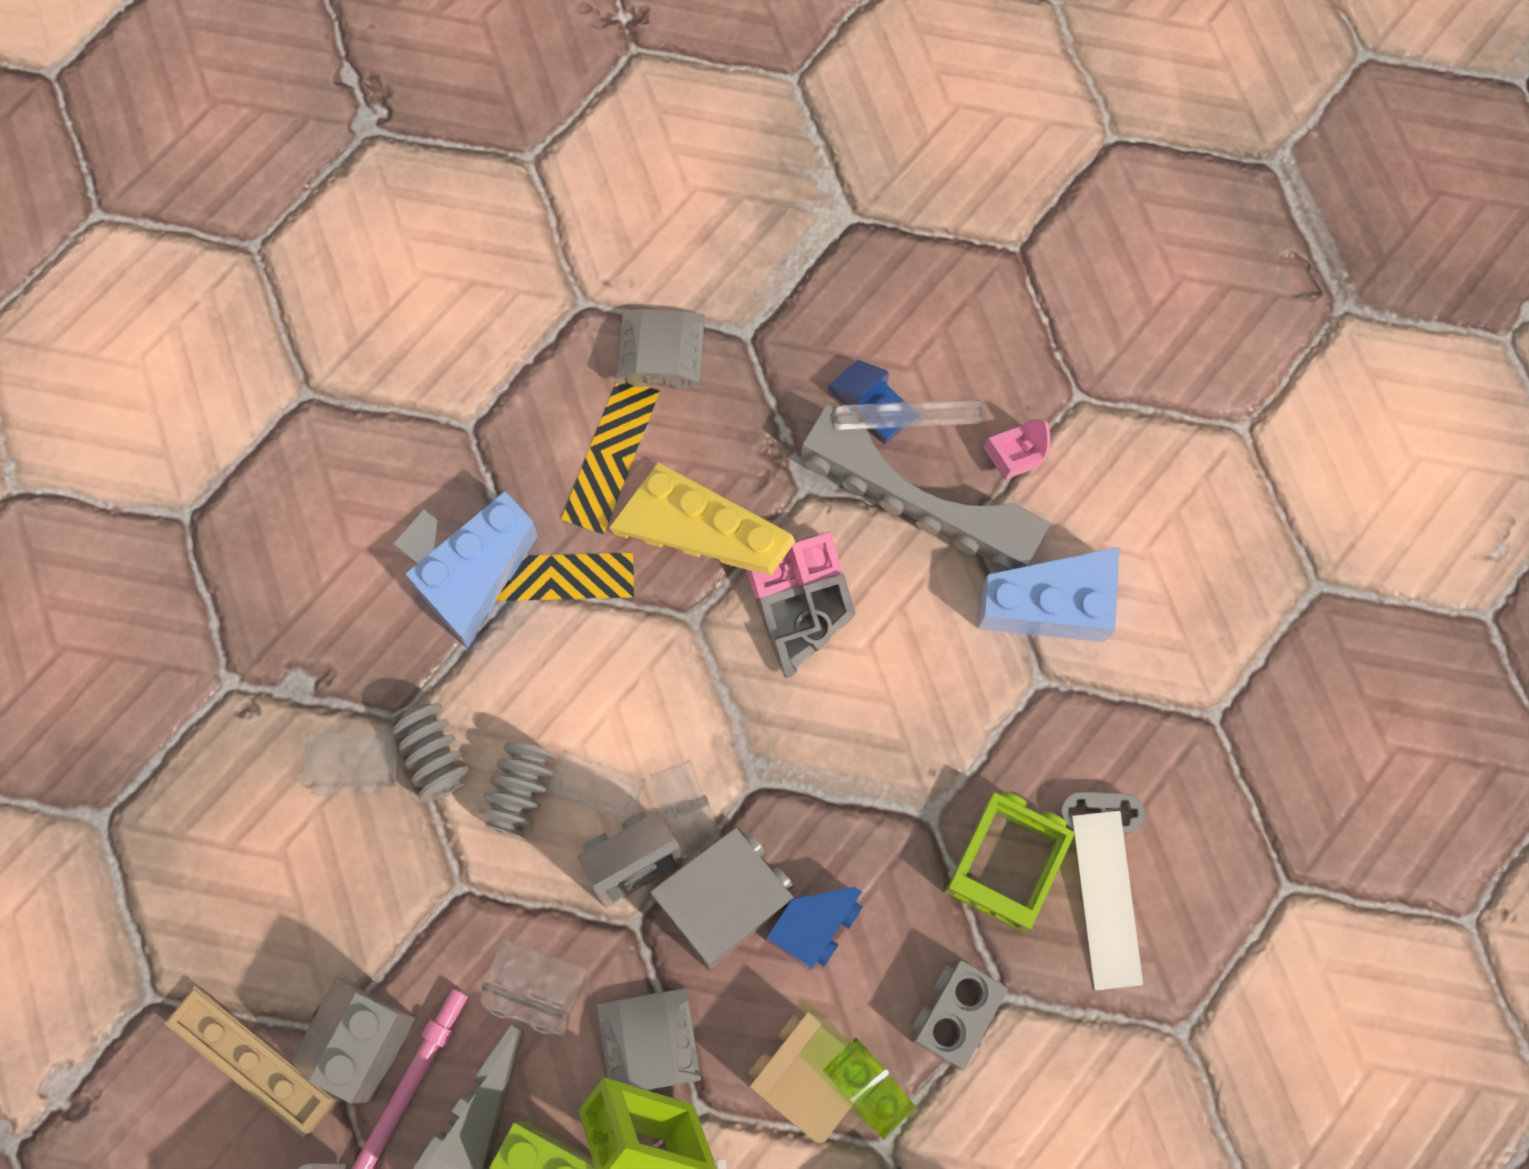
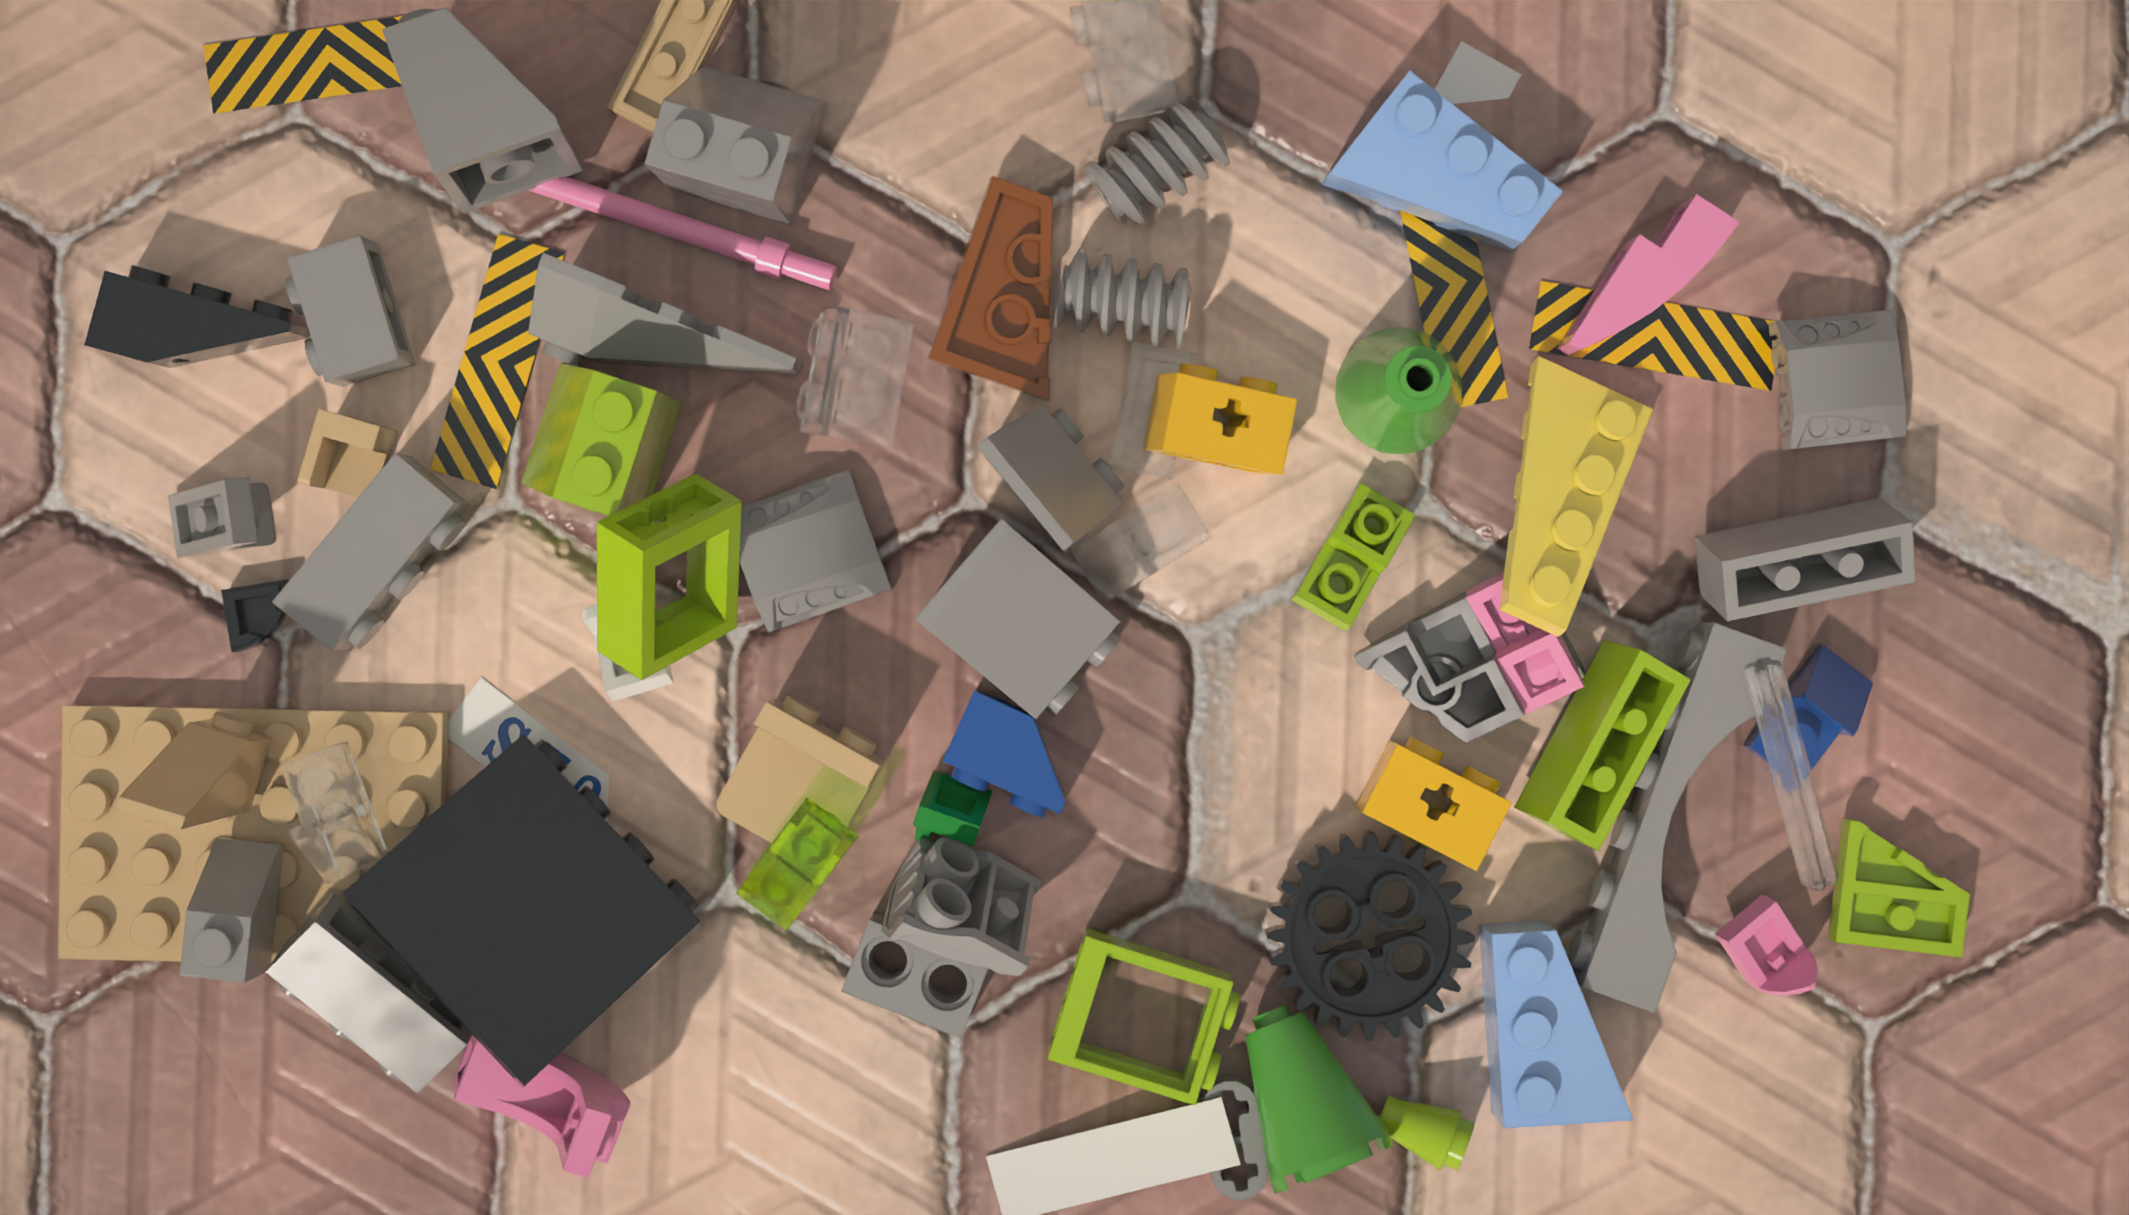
camera: 80 degrees right, 15 degrees up
(496, 875) = (1000, 297): none -> dark orange wing
(569, 449) = (1650, 273): none -> bright pink slope
(606, 761) = (1256, 429): none -> yellow brick
(614, 620) = (1379, 402): none -> bright green cone
(720, 669) = (1353, 557): none -> lime slope
(771, 385) = (1805, 559): none -> light grey brick
(848, 969) = (951, 809): none -> green tile
(870, 527) = (1602, 743): none -> lime brick
(883, 665) = (1458, 832): none -> yellow brick
(915, 972) = (962, 905): none -> light grey slope
(996, 369) = (1893, 899): none -> lime wing
(1013, 697) = (1381, 992): none -> black gear
(1082, 758) = (1306, 1102): none -> bright green cone
(1112, 682) = (1428, 1131): none -> lime cone

